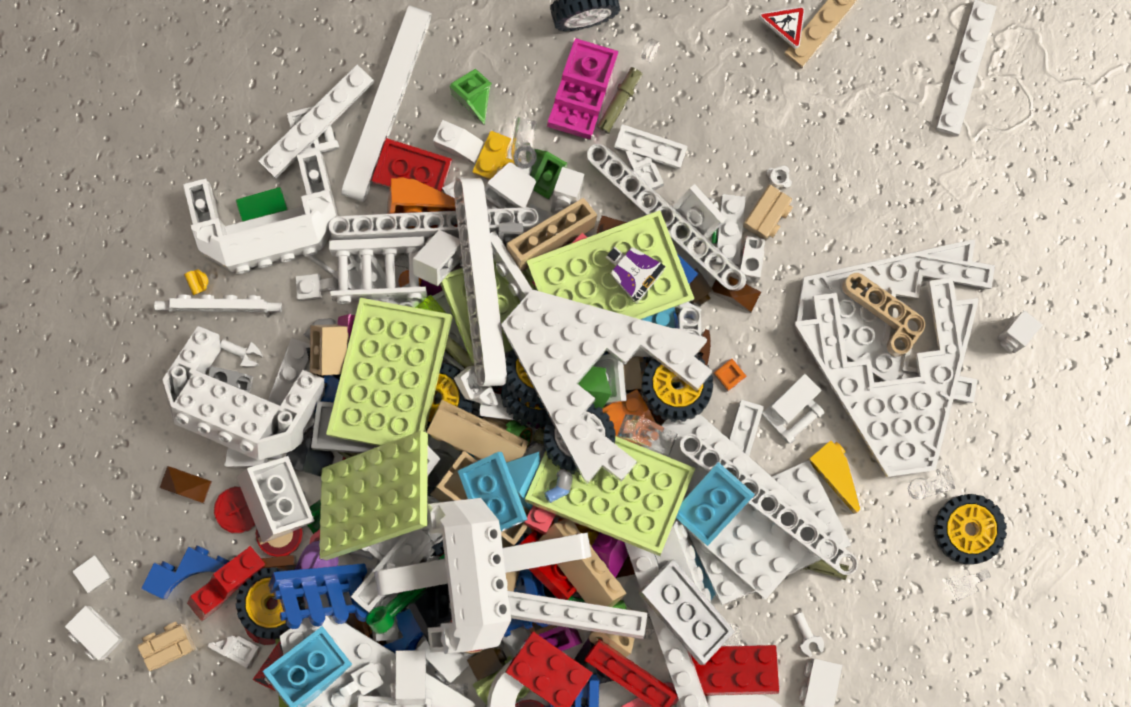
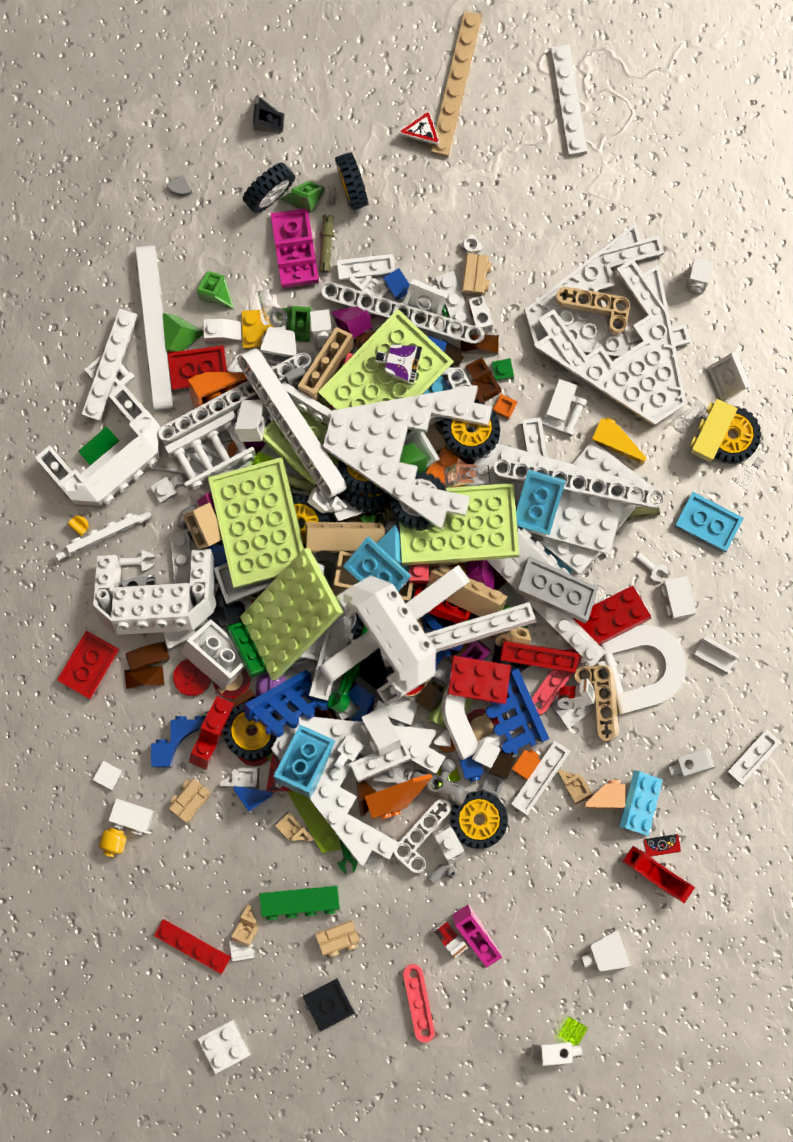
camera: 25 degrees left, 0 degrees up
(58, 652) = (112, 842): none -> yellow head
(130, 441) = (88, 664): none -> red plate
(199, 462) = (147, 655): none -> reddish brown slope
(234, 677) = (252, 797): none -> blue slope
(309, 509) = (246, 649): none -> green tile
(409, 122) = (179, 333): none -> bright green slope
(562, 487) = (425, 541): arm -> none
(606, 199) = (352, 320): none -> magenta slope
(622, 36) = (305, 195): none -> bright green slope
(675, 182) = (397, 284): none -> blue brick
(680, 44) = (351, 181): none -> black wheel
(721, 332) = (482, 375): none -> reddish brown slope
(747, 332) = (503, 369): none -> green plate
(896, 615) = (709, 522): none -> medium azure plate
(950, 514) = (712, 430): none -> light yellow brick
(998, 462) = (729, 376): none -> white tile

